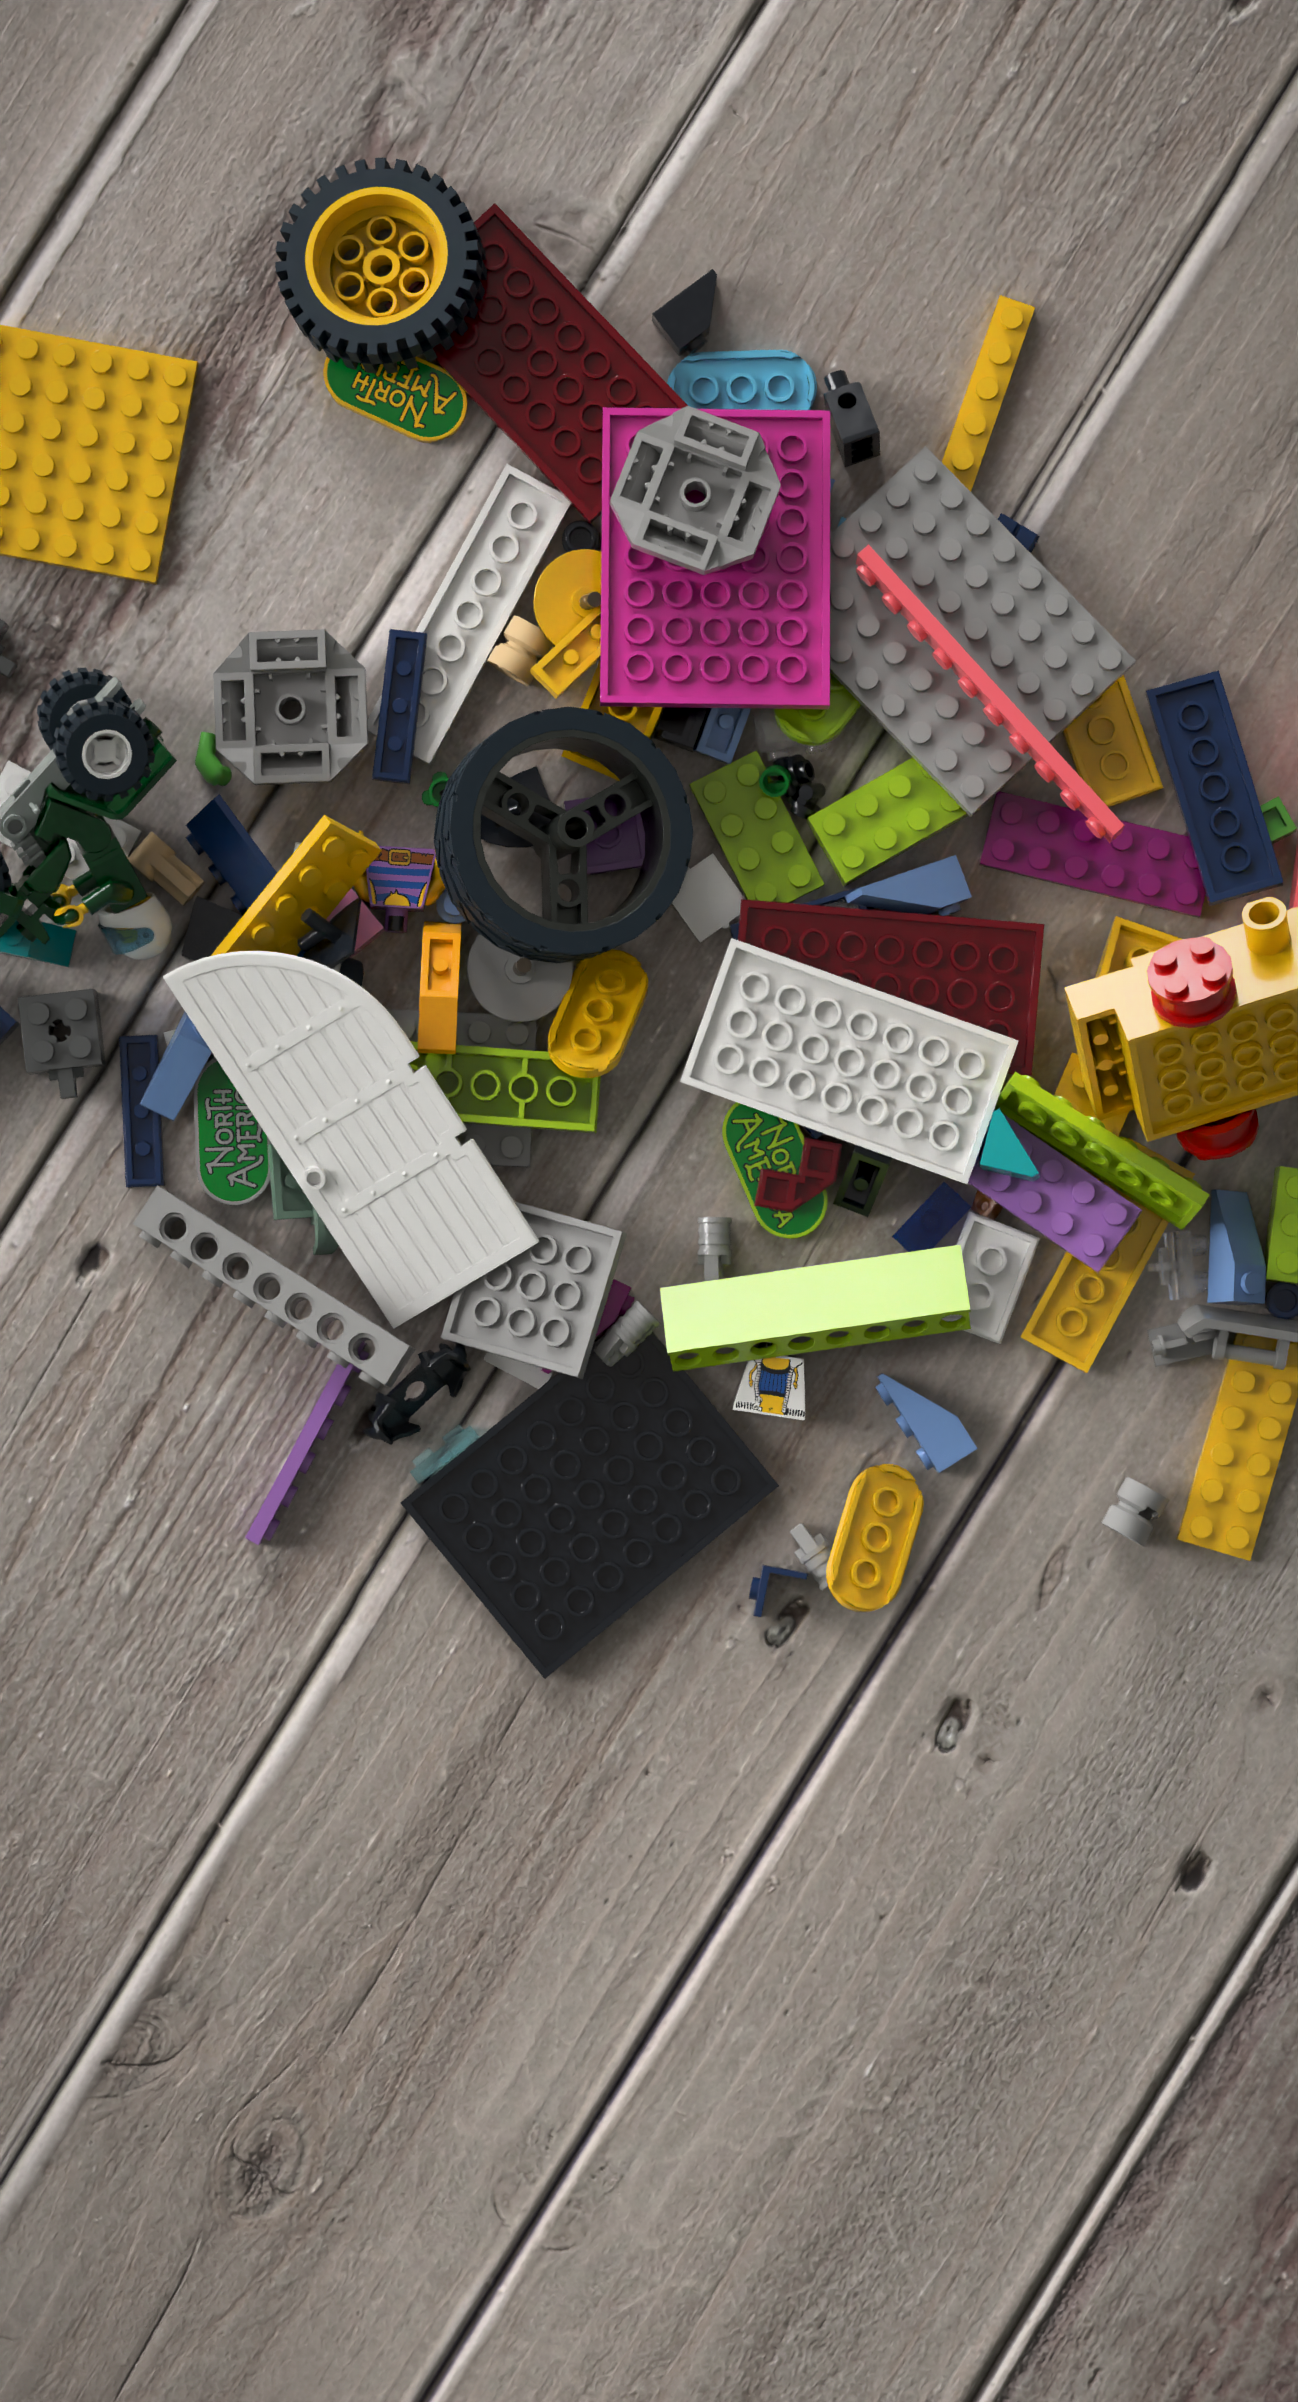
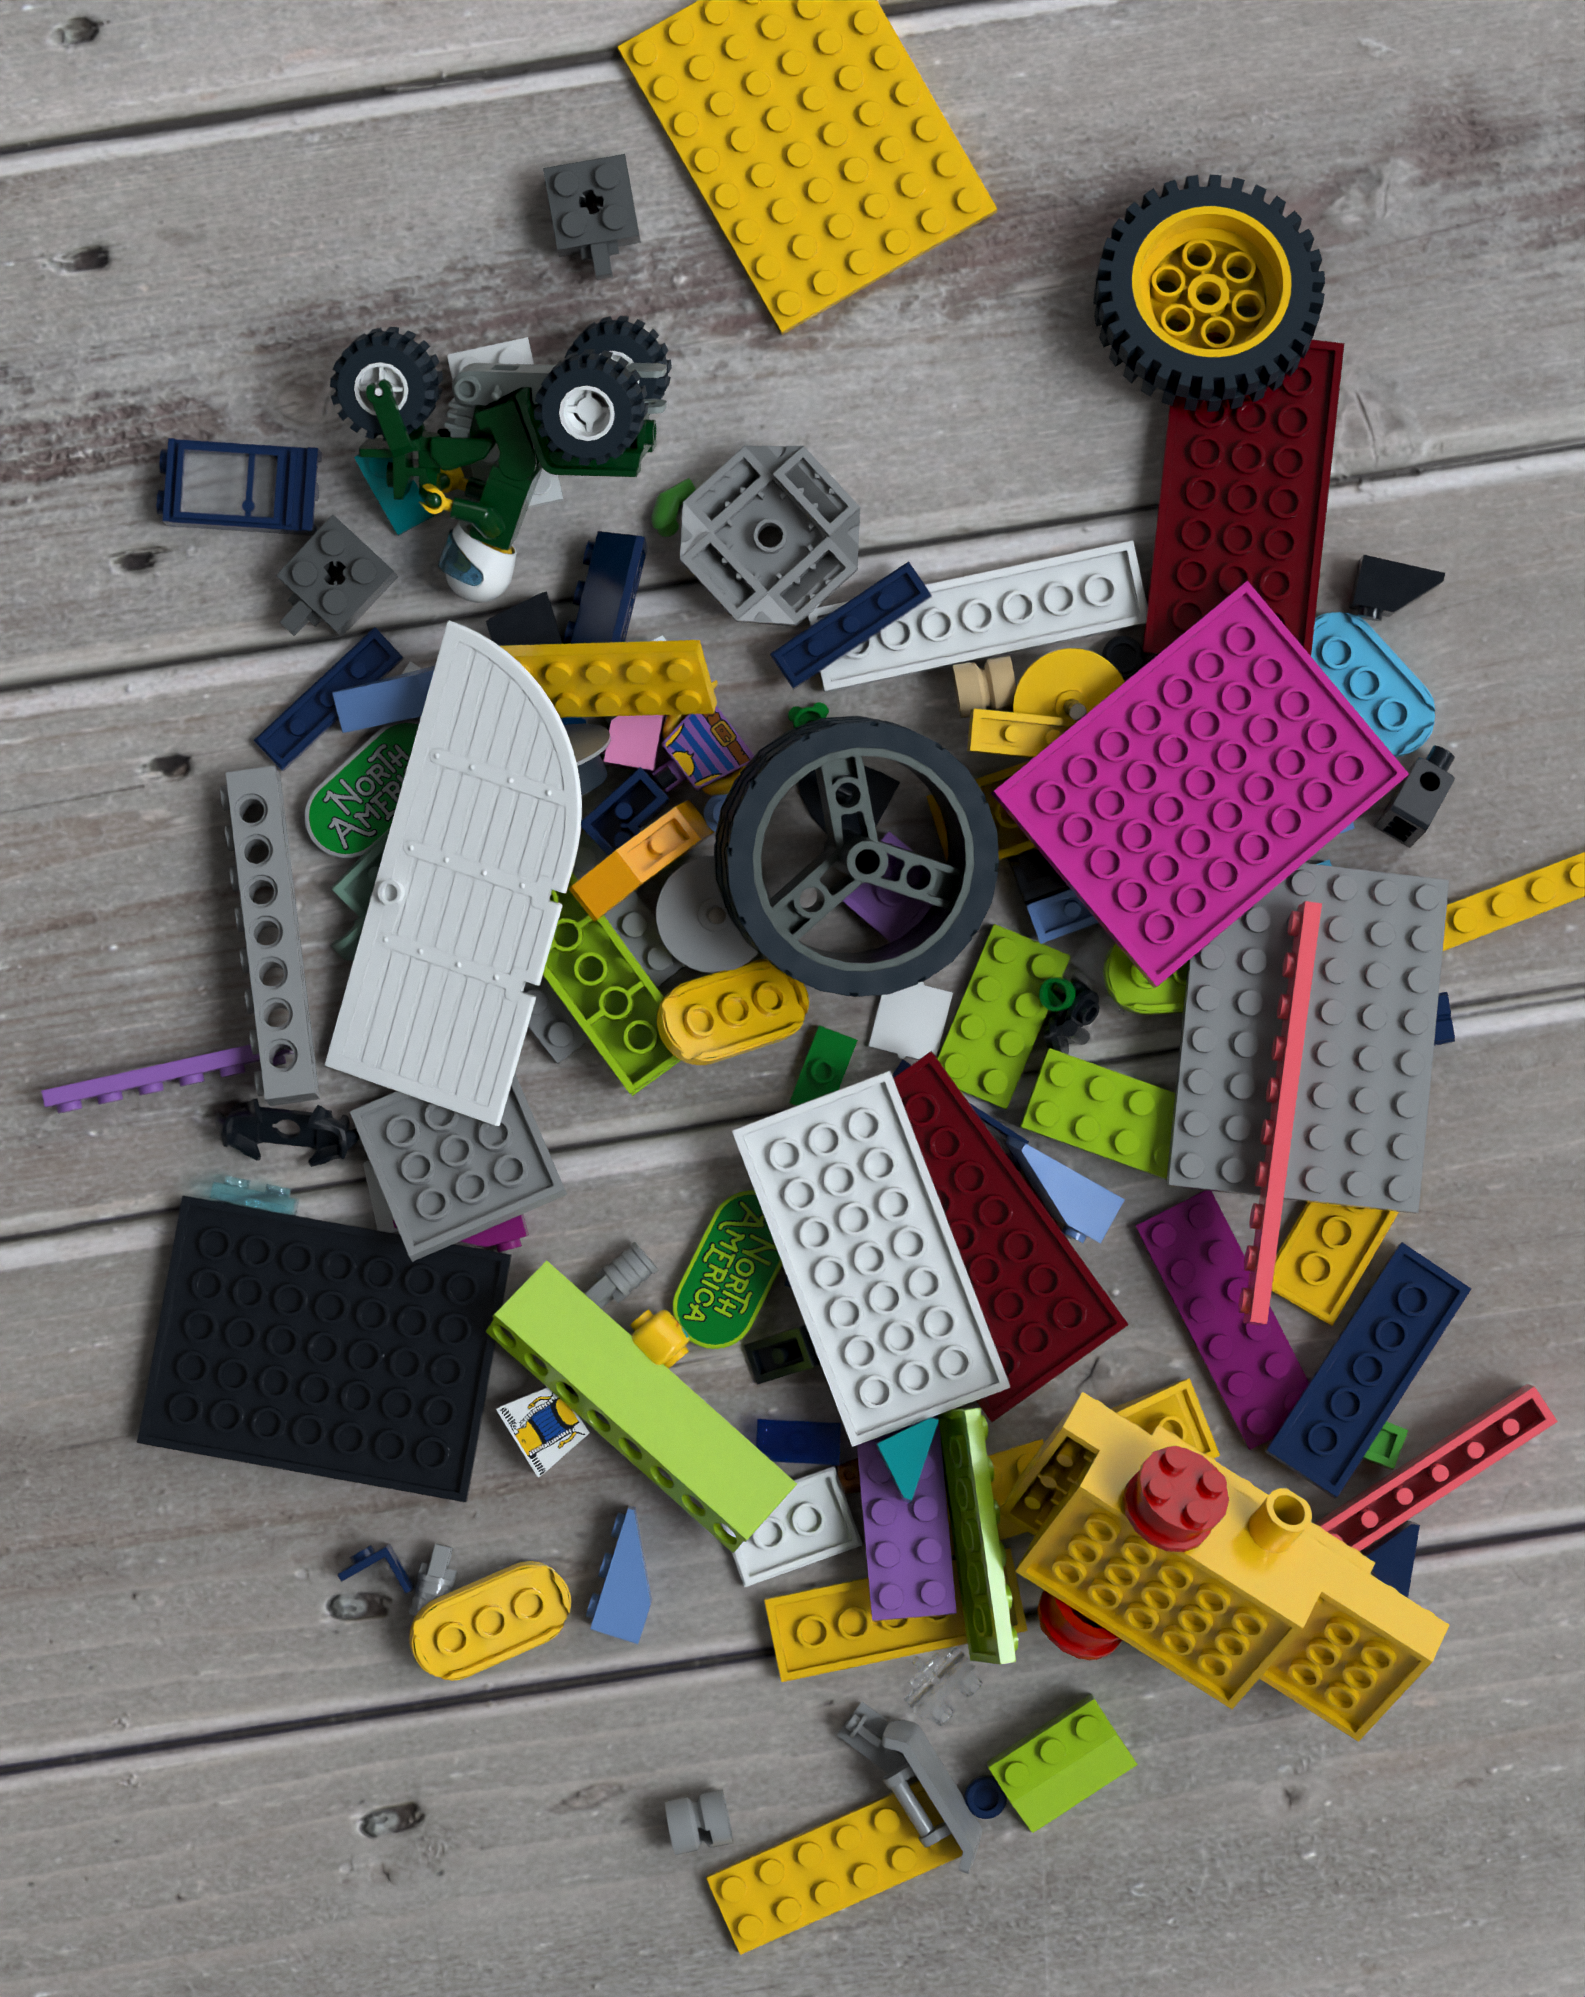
camera: 65 degrees right, 0 degrees up
(160, 864) = (548, 534): tan piece -> none
(331, 940) = (600, 736): black shield -> none
(396, 971) = (625, 812): none -> dark blue brick
(413, 402) = (1118, 419): tile -> none
(626, 1334) = (484, 1265): light grey hinge -> none
(687, 984) = (823, 1065): none -> green plate
(702, 455) = (1274, 694): light grey piece -> none
(779, 1254) = (660, 1337): none -> yellow head
(790, 1191) = (722, 1301): dark red tile -> none
(1235, 1252) = (989, 1721): medium blue slope -> none

